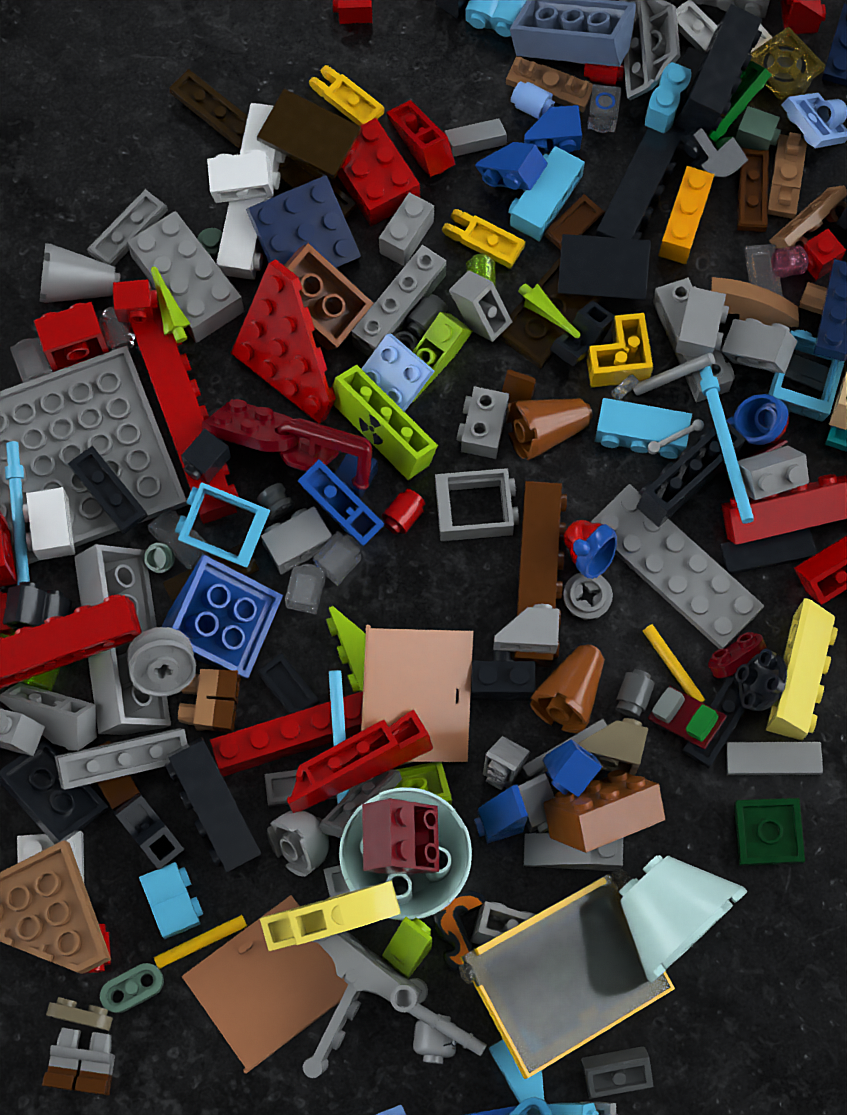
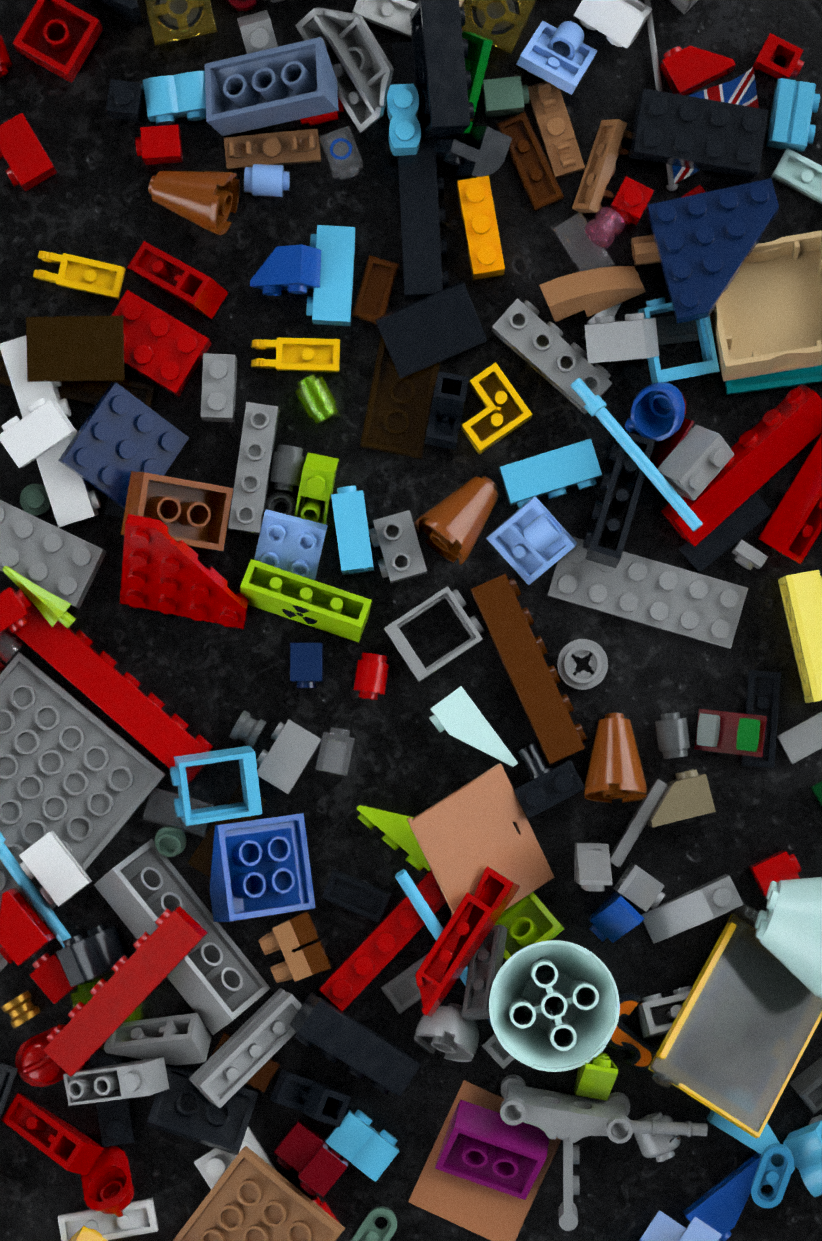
camera: 30 degrees left, 15 degrees up
(108, 490) = (88, 806): black plate -> none
(118, 886) = (312, 1157): none -> dark red brick
(161, 661) = (236, 945): light grey wheel -> none
(200, 941) = (407, 1164): yellow bar -> none
(205, 457) = (163, 731): black brick -> none
(275, 432) = (213, 668): dark red plate -> none
(282, 979) = (492, 1152): none -> magenta slope
(305, 588) = (321, 797): clear brick -> none
(330, 916) = (522, 1100): light yellow slope -> none
(340, 503) = (315, 706): blue slope -> none
(400, 837) = (545, 999): dark red slope -> none
(451, 386) = (352, 530): none -> medium azure window
(462, 593) = (466, 723): none -> light aqua slope
(464, 35) = (160, 144): none -> red brick
(474, 84) = (198, 196): none -> dark orange cone
(476, 137) = (230, 248): light grey slope -> none
(480, 305) = (335, 435): light grey brick -> none
(518, 386) = (413, 496): reddish brown slope -> none
(531, 631) = (554, 735): light grey slope -> none
(539, 303) = (388, 399): lime piece -> none
(557, 128) = (307, 201): blue slope -> none
(571, 767) = (657, 849): blue slope -> none
(591, 546) = (563, 620): blue piece -> none
(598, 471) = (531, 540): none -> light blue plate
(604, 811) = (704, 867): dark orange brick -> none
(624, 387) = (513, 444): clear tile -> none
(654, 447) = (573, 492): light grey hinge -> none
(665, 848) = (775, 868): none -> red brick
(672, 663) = (693, 687): yellow bar -> none
(674, 373) = (554, 407): light grey bar -> none
(701, 322) = (557, 348): light grey brick -> none
(727, 660) = (747, 650): dark red plate -> none
(762, 680) = (783, 670): black dish -> none
(779, 578) = (748, 555): none -> light grey plate

